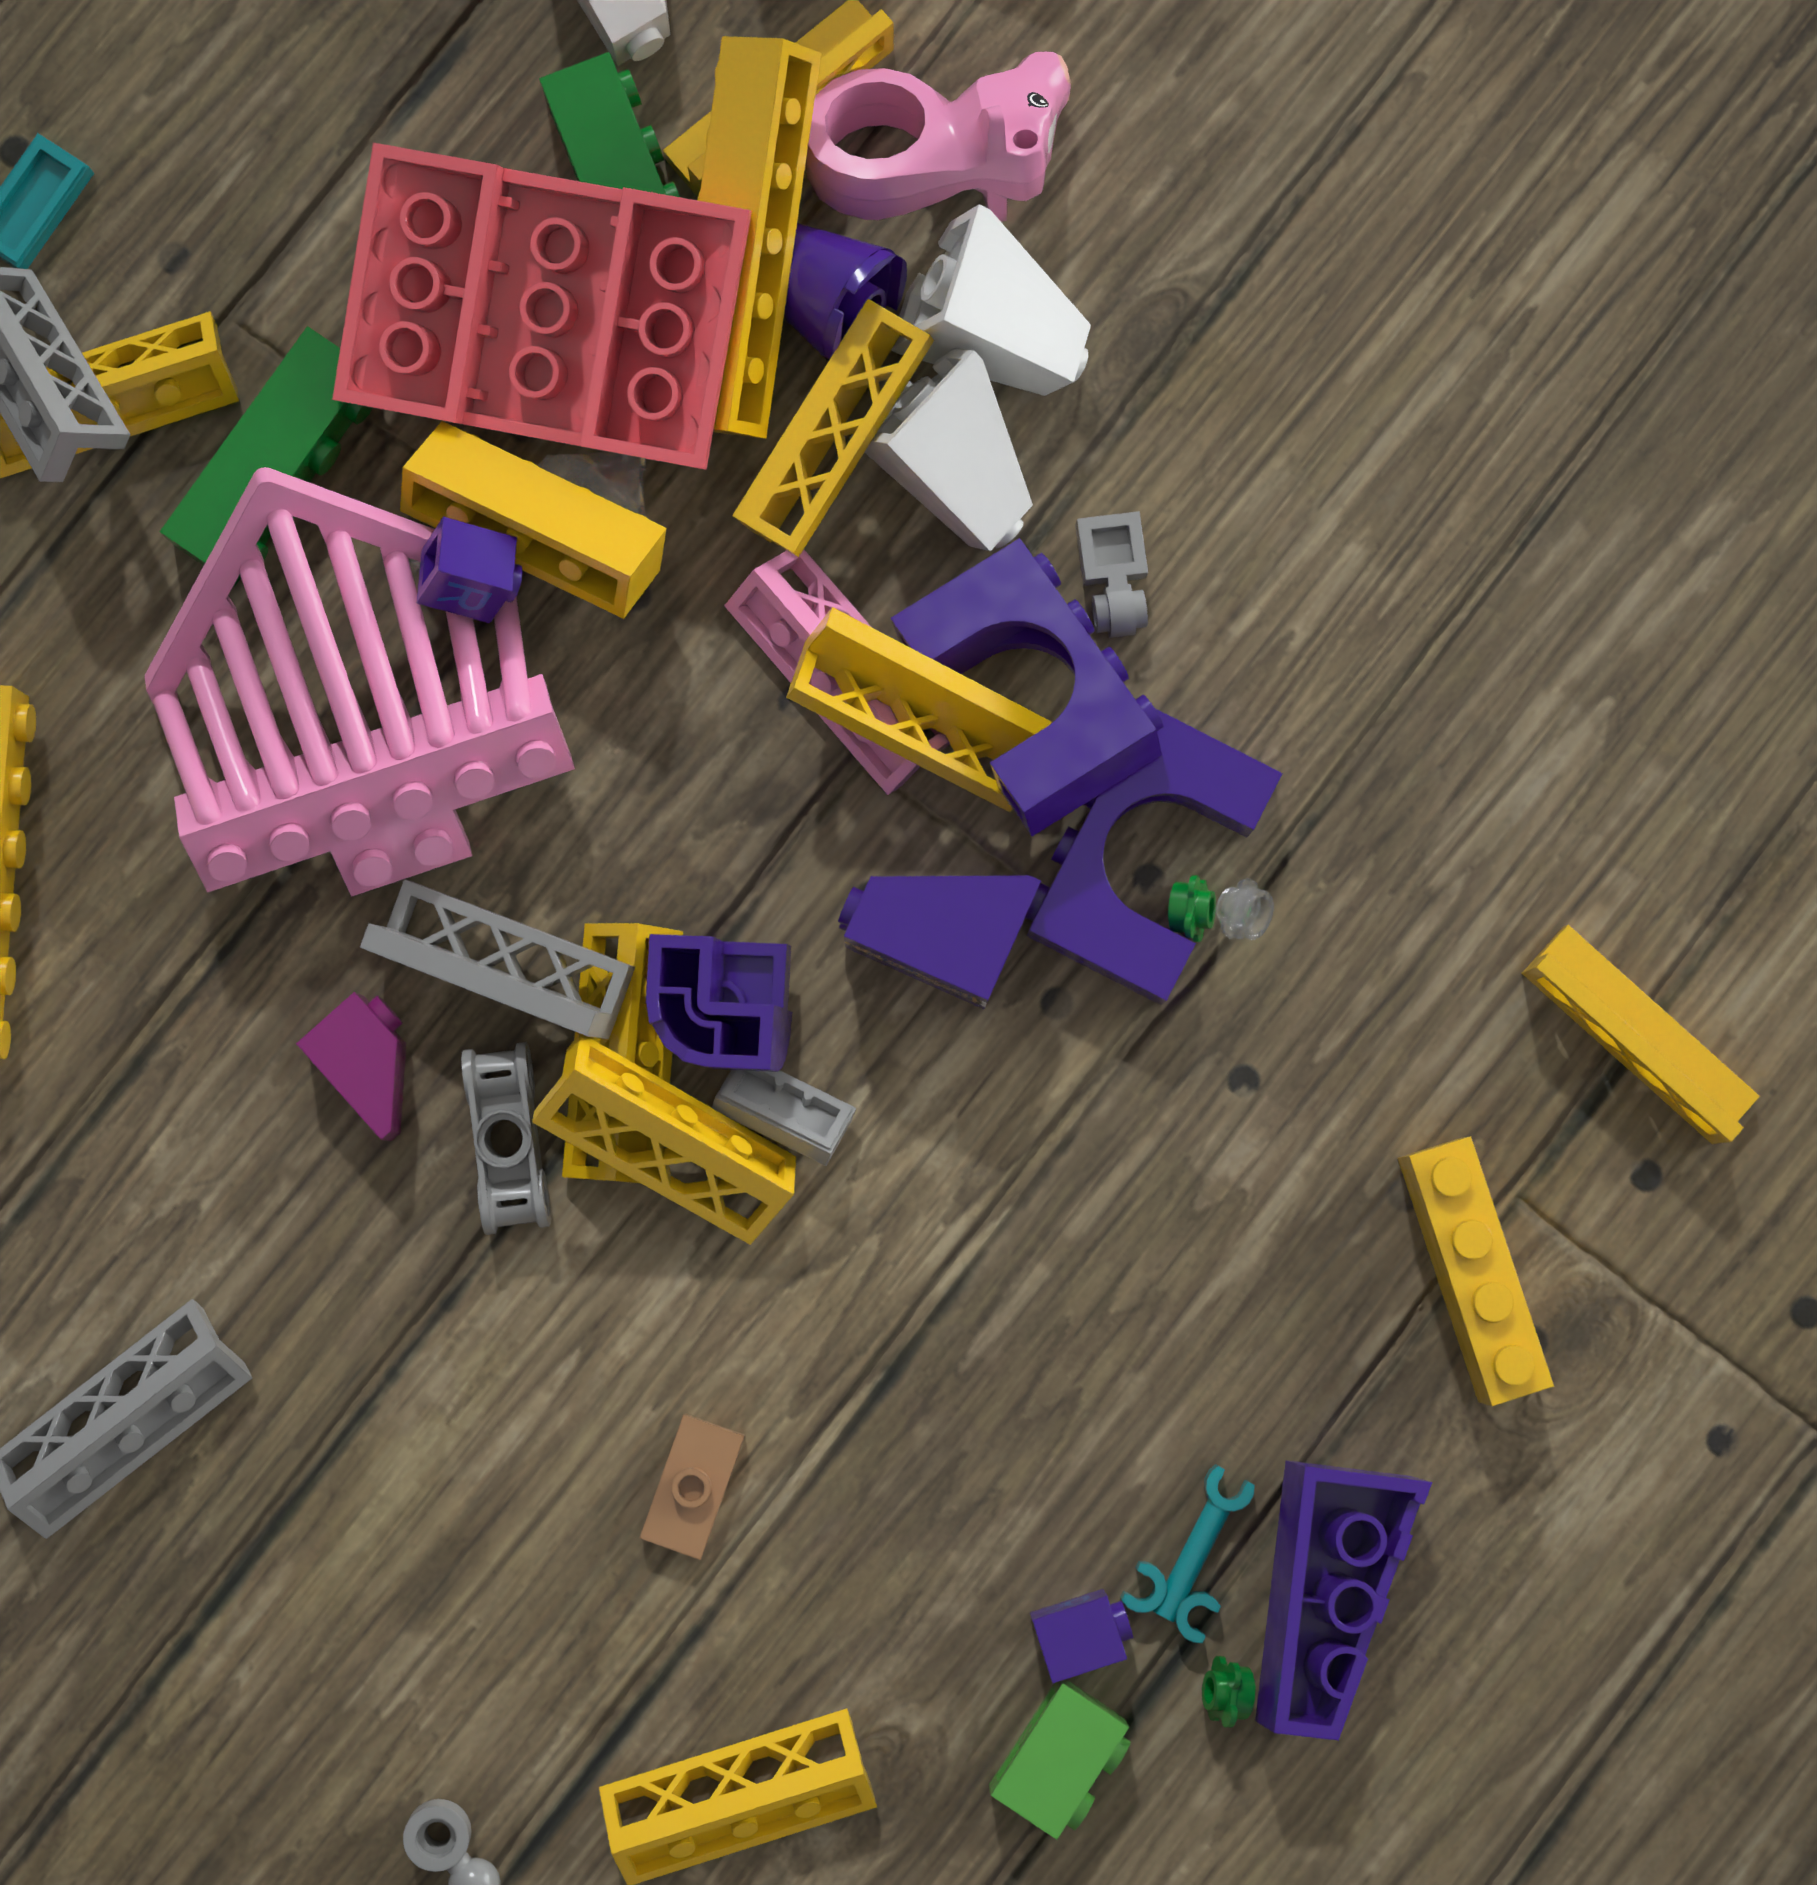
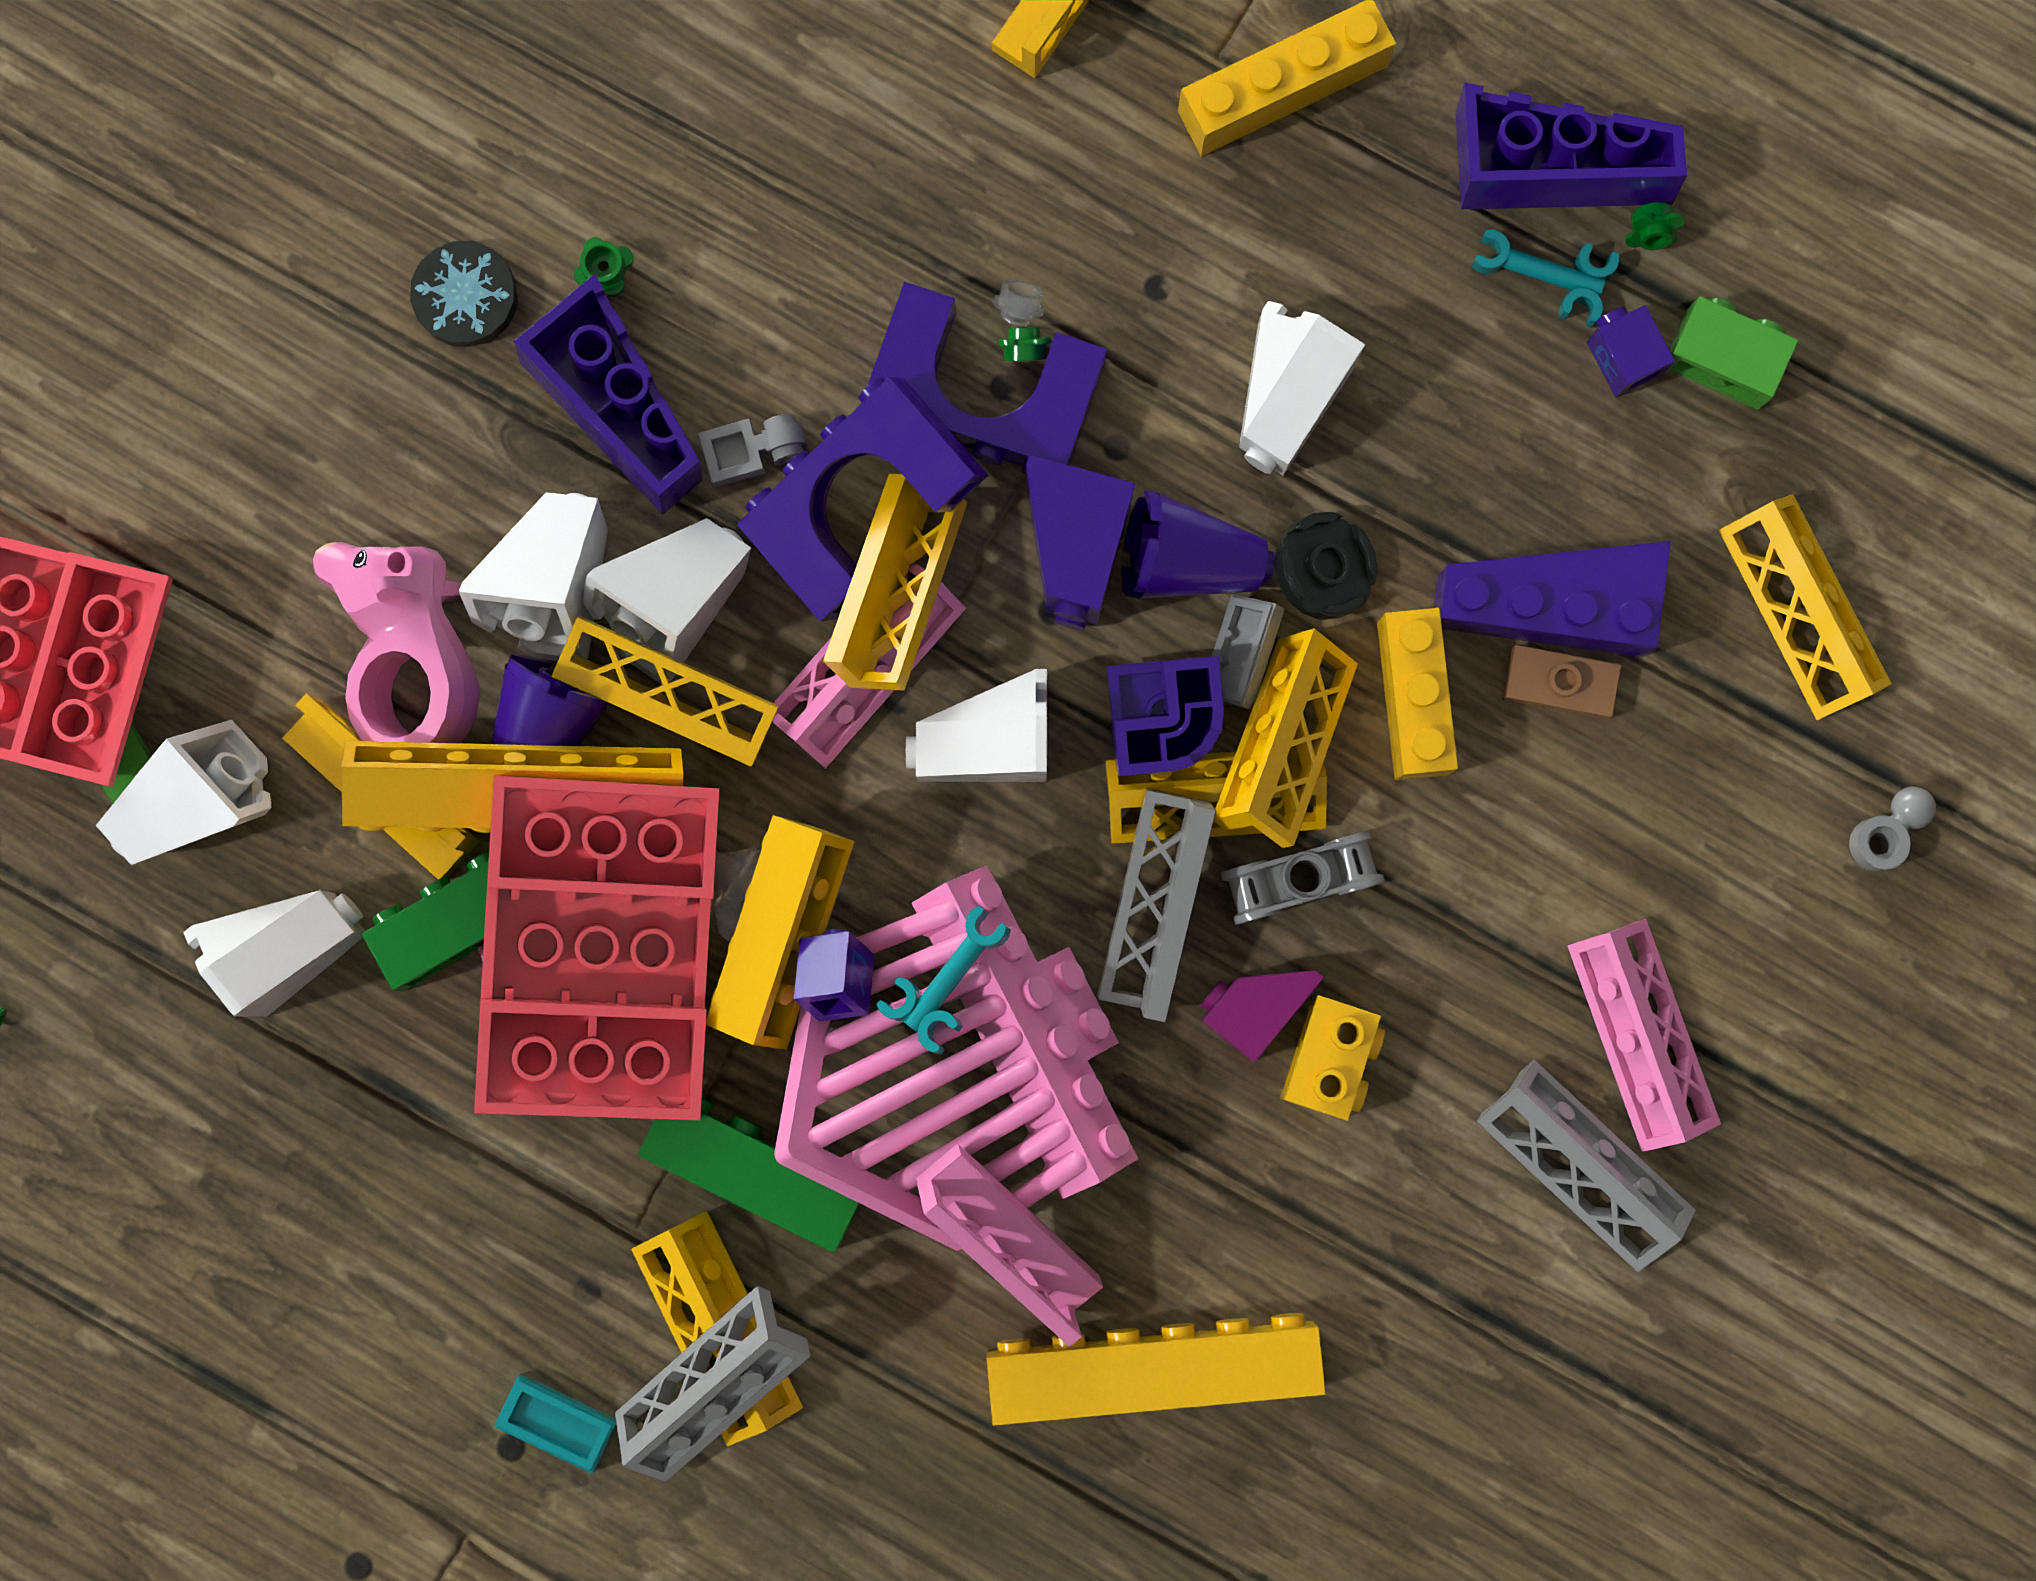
camera: 90 degrees left, 0 degrees up
(133, 724) = (1007, 1241): none -> bright pink fence
(252, 1504) = (1639, 1039): none -> bright pink fence
(290, 1138) = (1333, 1057): none -> yellow brick
(409, 660) = (923, 1011): none -> teal bar
(698, 1307) = (1417, 694): none -> yellow brick
(725, 795) = (986, 737): none -> white slope
(785, 1513) = (1566, 599): none -> dark purple wedge
(871, 1223) = (1325, 566): none -> pearl dark grey tile
(908, 1064) = (1189, 552): none -> dark purple cone
(1091, 1214) = (1292, 383): none -> white slope
(1212, 409) = (606, 388): none -> dark purple wedge
(1348, 266) = (463, 293): none -> pearl dark grey tile
(1356, 413) = (600, 252): none -> green plate

